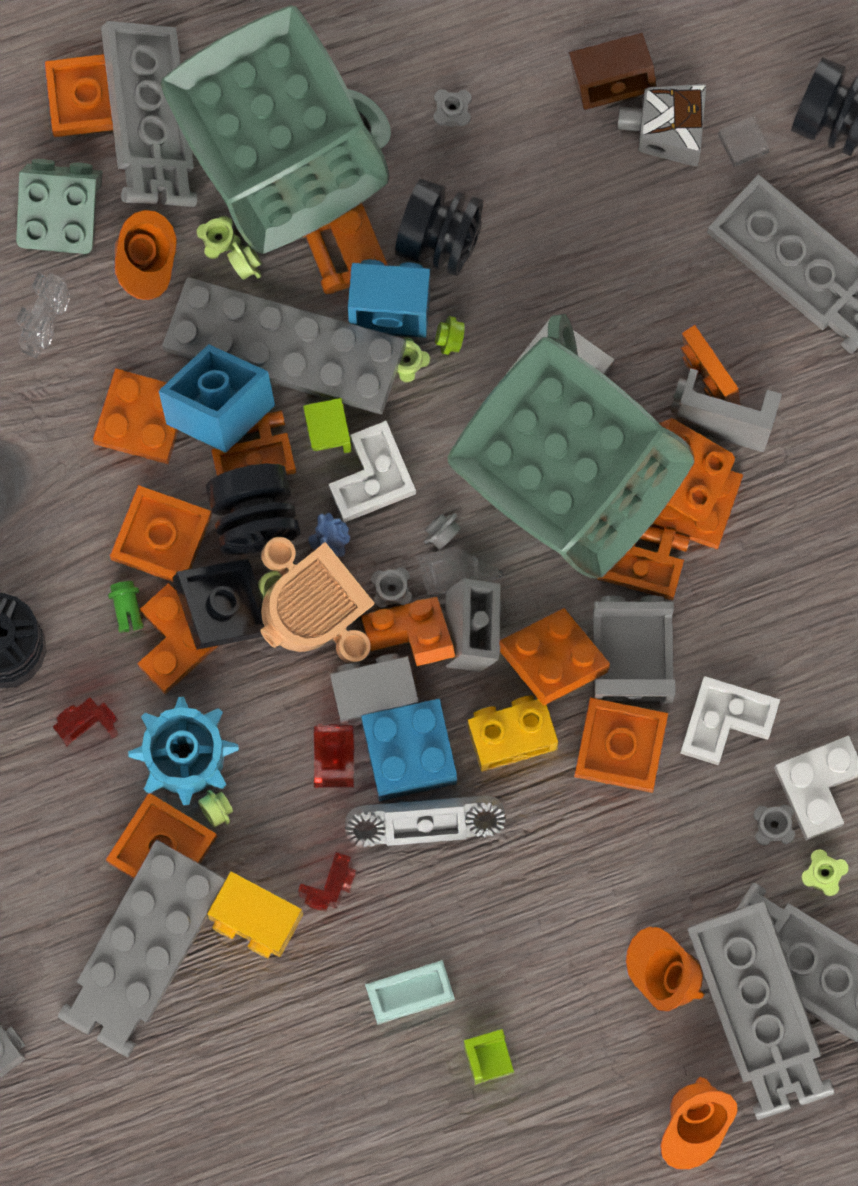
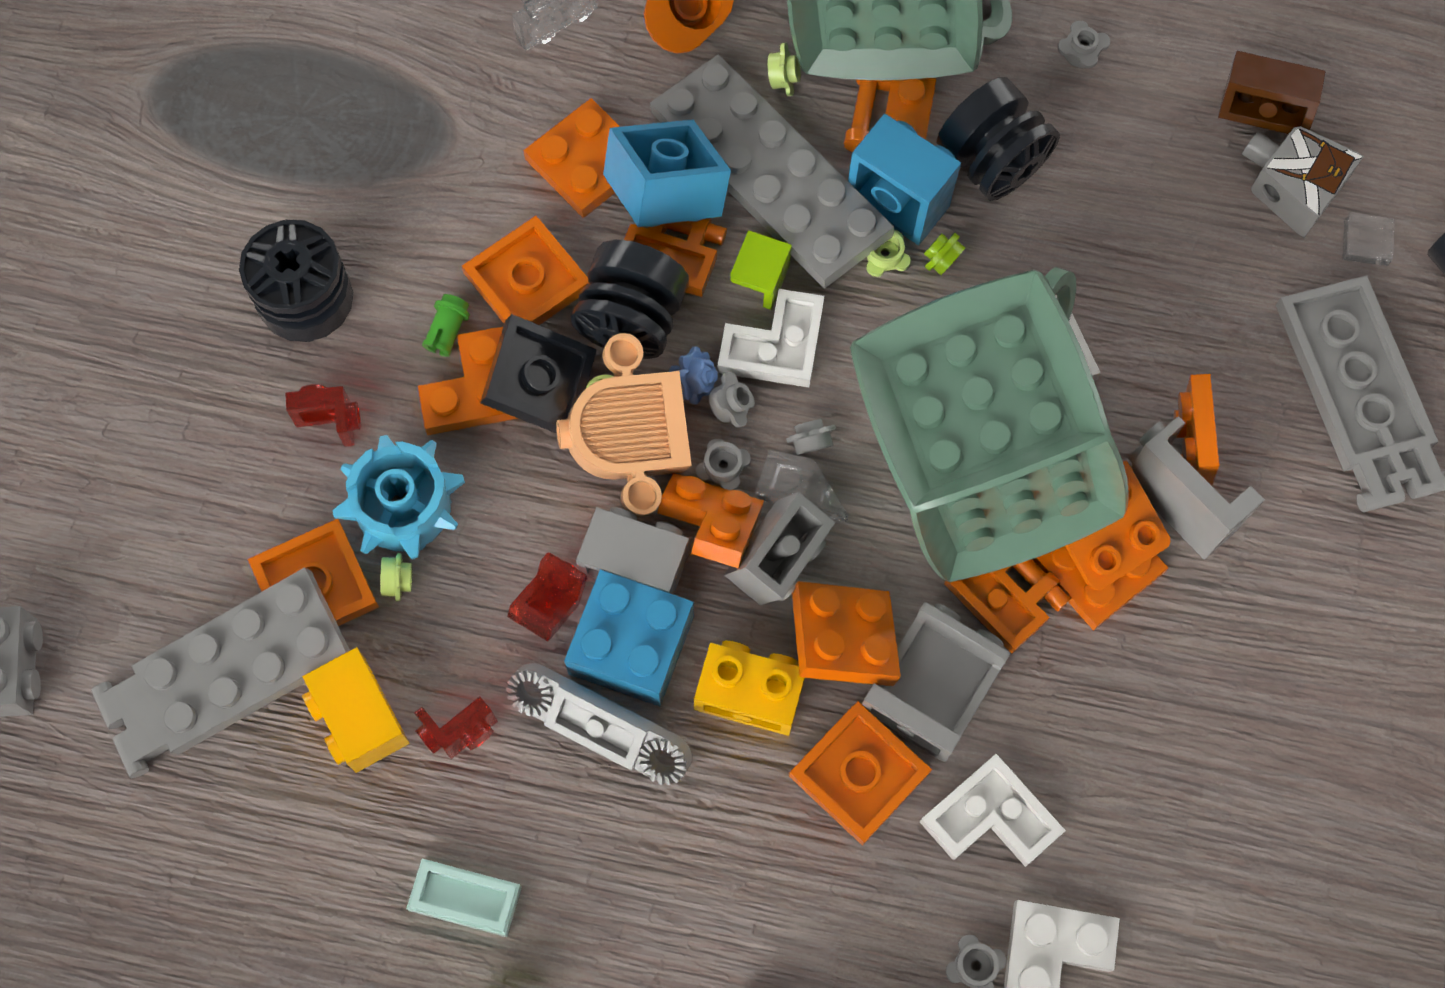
camera: 30 degrees right, 5 degrees down
(220, 226) = (768, 26): yellowish green plate -> none
(368, 538) = (731, 400): none -> light grey plate

